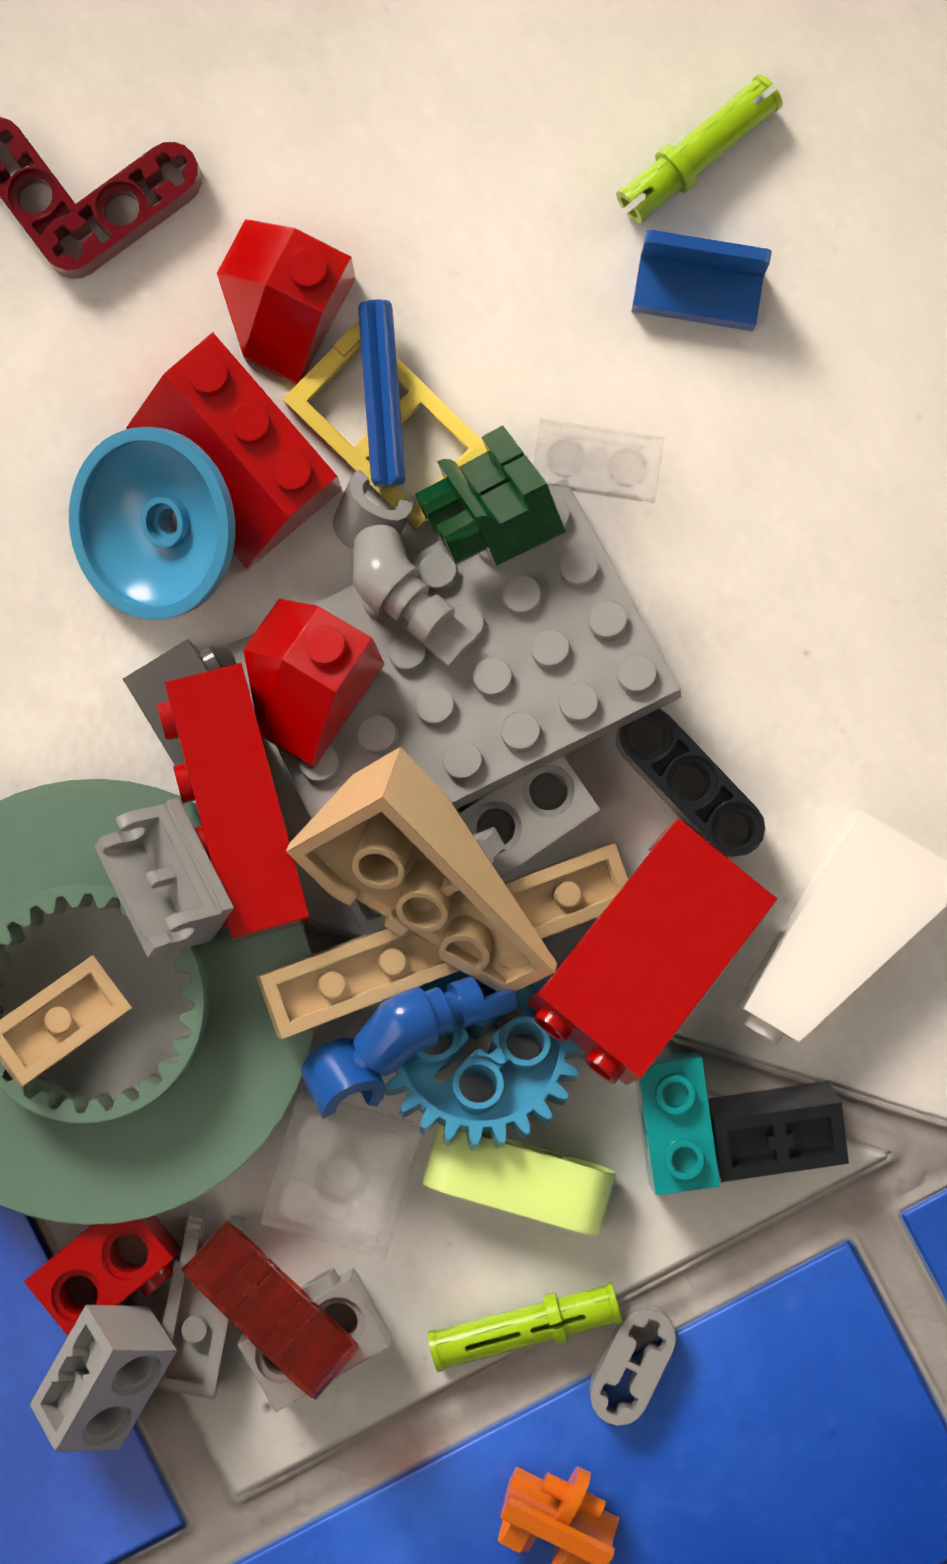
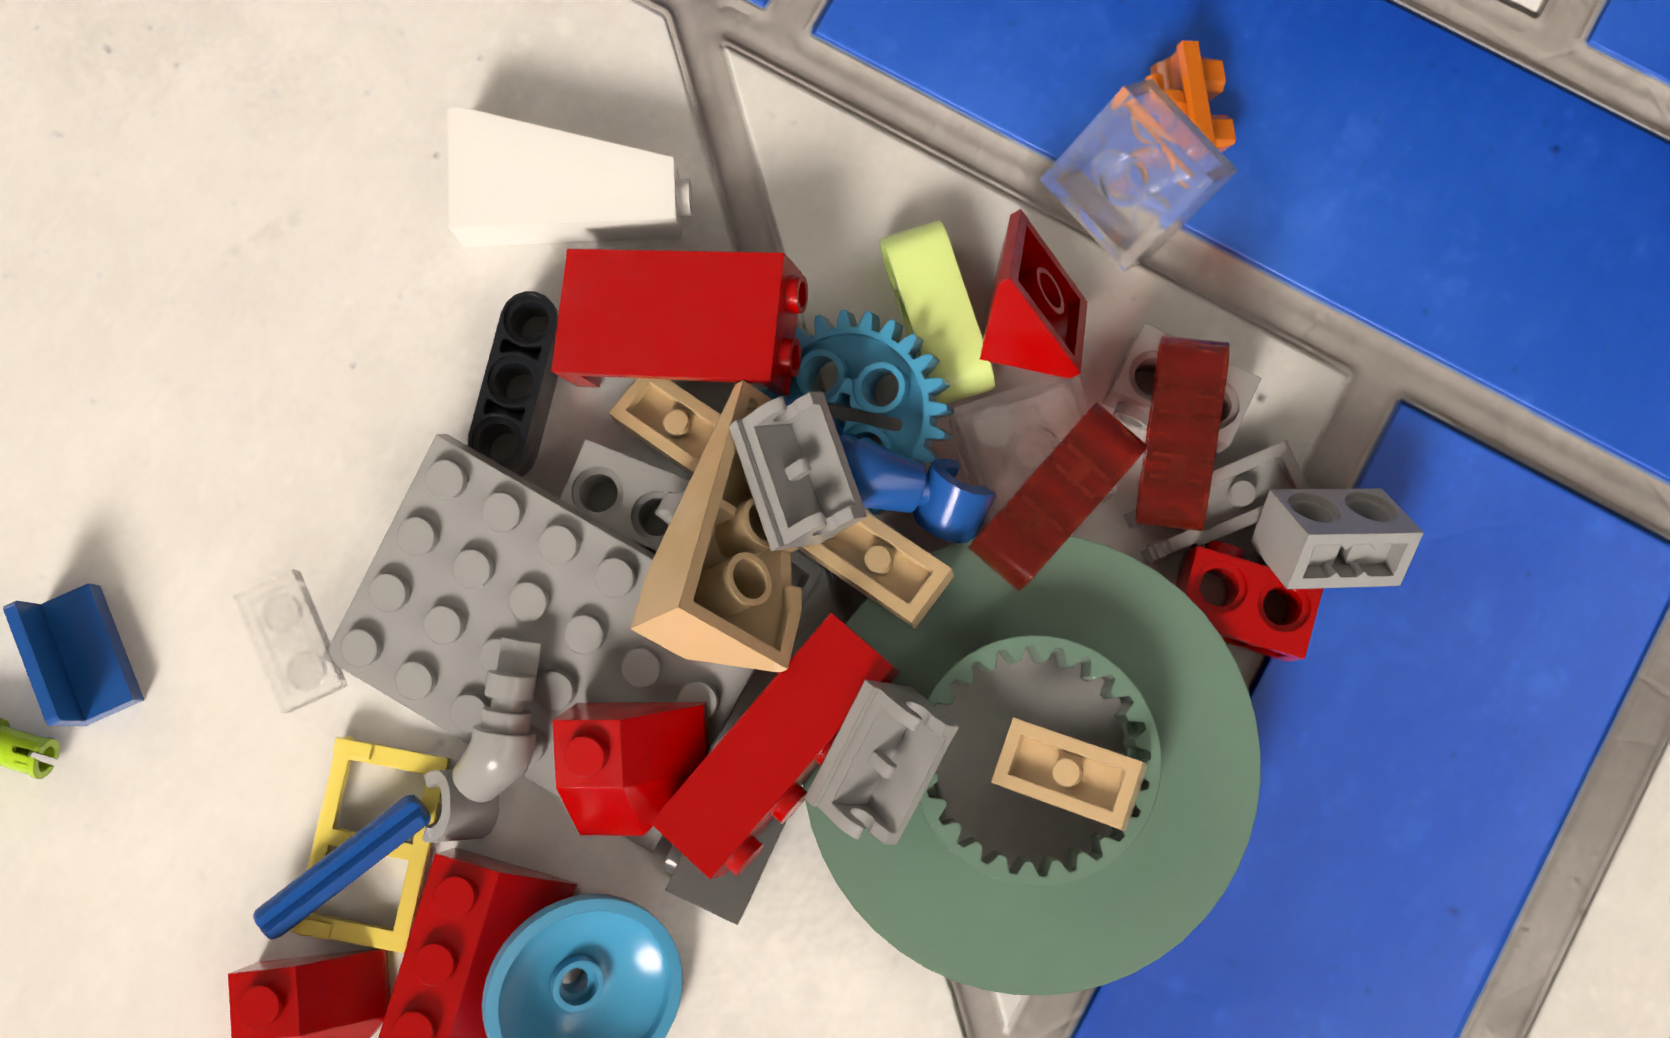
camera: 120 degrees left, 5 degrees down
(283, 1167) = (1058, 497): none -> clear red beam
(443, 966) = (797, 471): none -> light grey hinge
(463, 1261) = (1034, 307): none -> red slope
(491, 503) = (375, 701): dark green hips -> none
(518, 1431) = (1137, 173): none -> clear brick
(525, 1327) = (1068, 243): lime pin -> none
(646, 1369) = (1022, 118): light grey beam -> none
(677, 1125) = (810, 210): teal brick -> none
(778, 1131) = (759, 134): black hinge -> none

